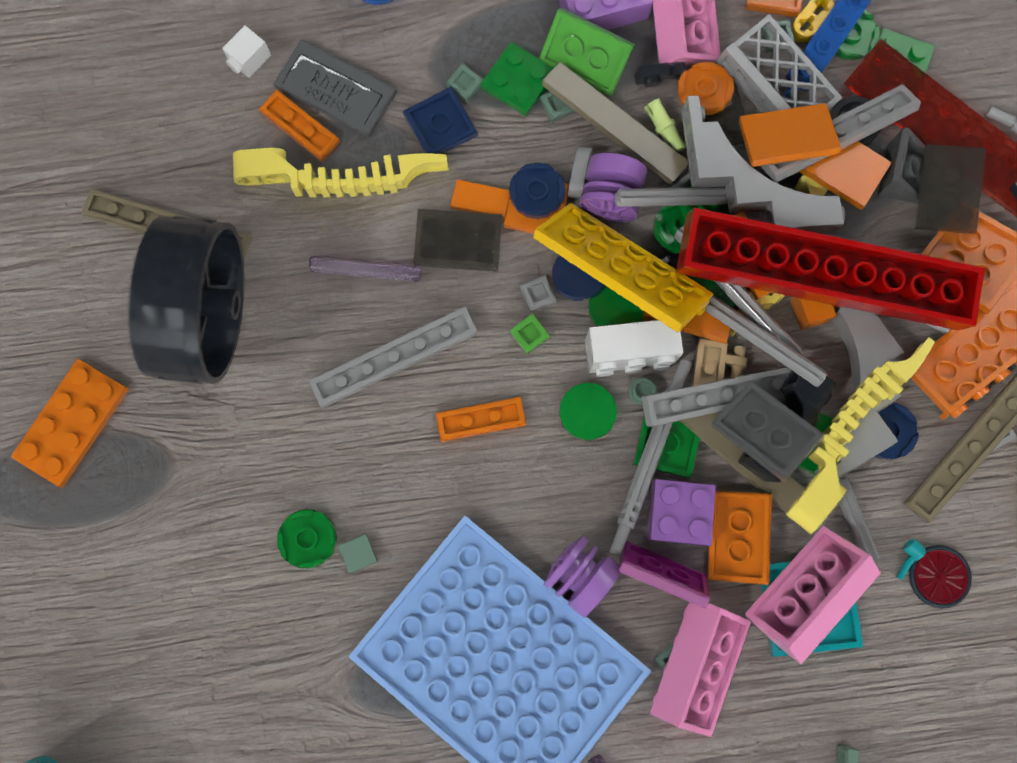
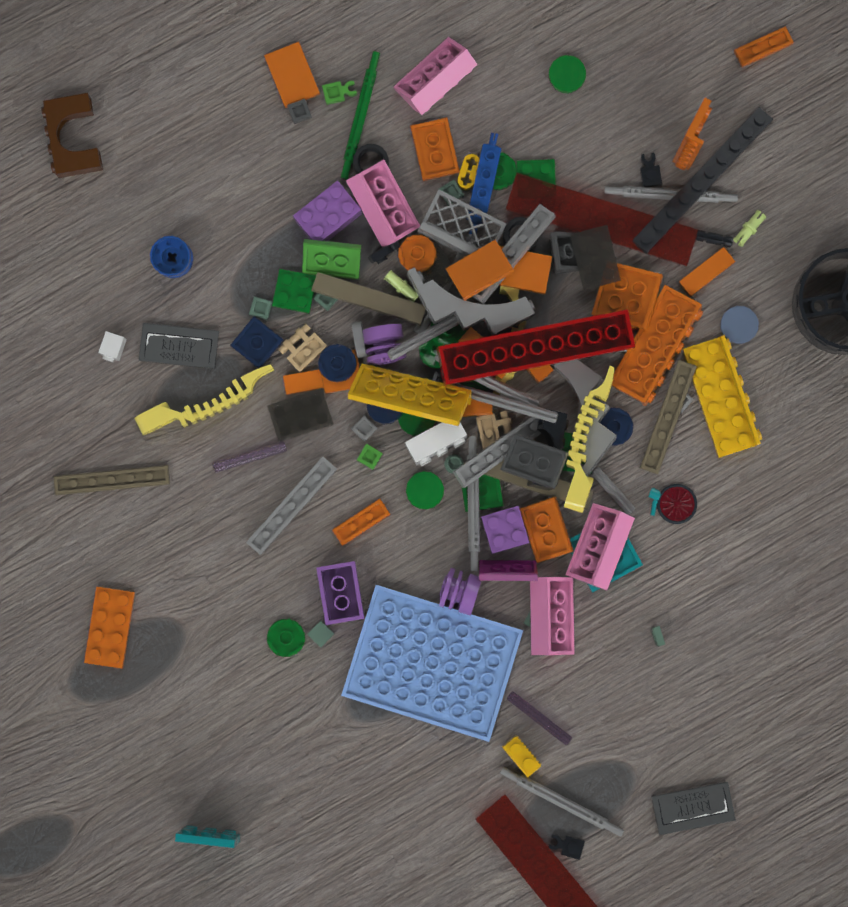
camera: 15 degrees left, 5 degrees up
(186, 299) = (160, 525): black wheel -> none
(299, 125) = (166, 380): orange tile -> none
(409, 506) = (340, 593): none -> medium lavender brick
(501, 161) = (306, 352): none -> tan plate

